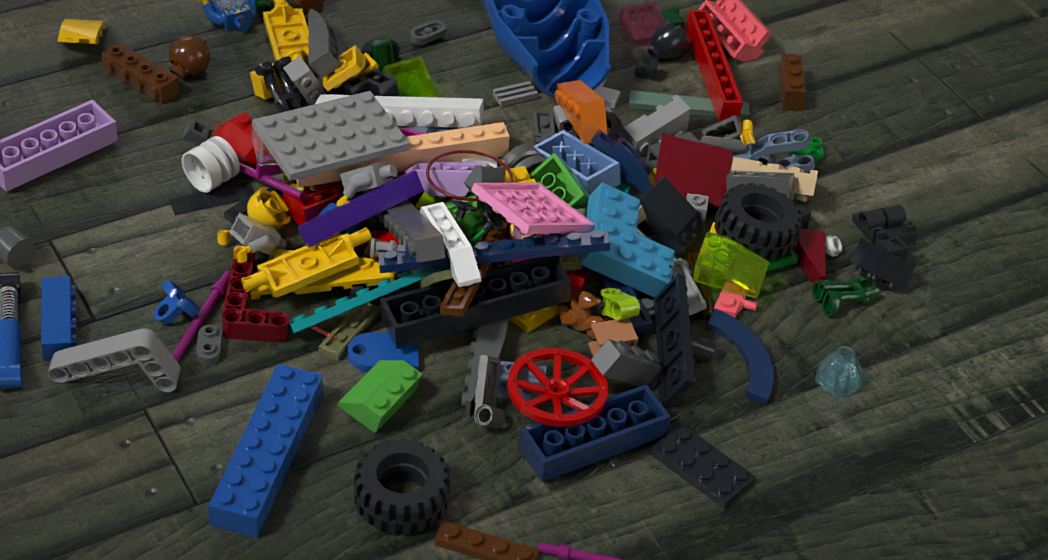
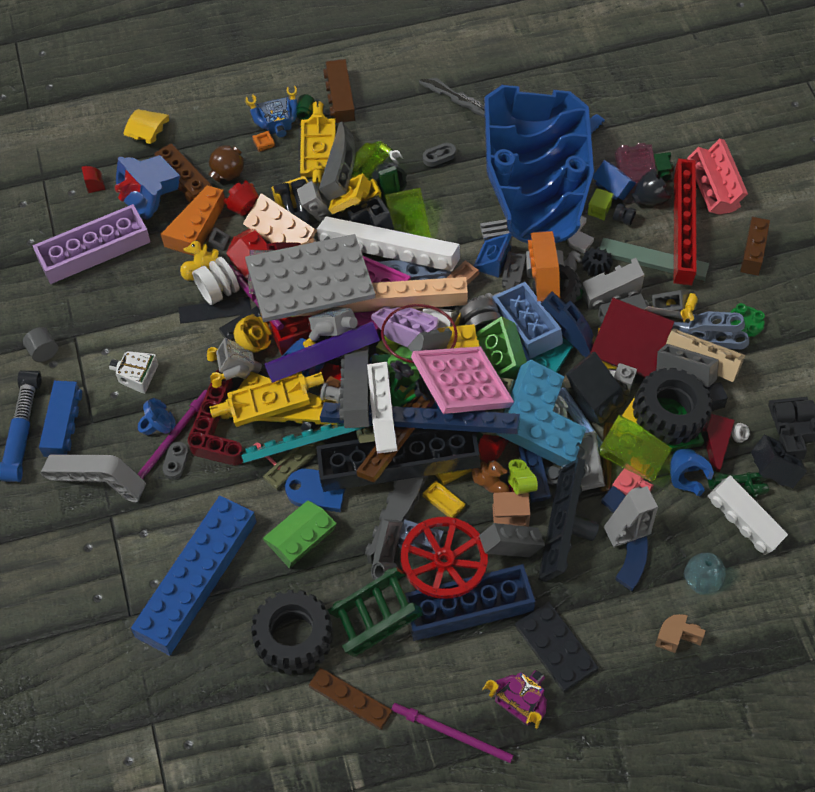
camera: 20 degrees right, 15 degrees up
(31, 86) = (93, 179): none -> red brick
(98, 79) = (144, 182): none -> blue piece
(135, 261) = (135, 370): none -> white torso
(166, 116) = (195, 220): none -> orange wedge
(184, 142) = (201, 258): none -> yellow animal
(218, 87) = (241, 198): none -> red cone
(224, 37) = (263, 141): none -> orange tile
(260, 100) = (277, 223): none -> light nougat plate
(359, 32) = (372, 155): none -> clear neon green torso
(507, 467) = (390, 623): none -> dark green fence
(518, 114) = (494, 255): none -> blue slope
(526, 341) = (444, 500): none -> yellow tile
(618, 60) = (600, 203): none -> lime brick
(627, 37) = (613, 180): none -> blue brick
(630, 109) = (597, 261): none -> black gear
(680, 514) = (520, 696): none -> torso
(751, 324) = (632, 517): none -> light grey wedge
(788, 275) = (685, 461): none -> blue piece
(828, 430) = (675, 629): none -> medium nougat brick
(868, 313) = (747, 515): none -> white brick

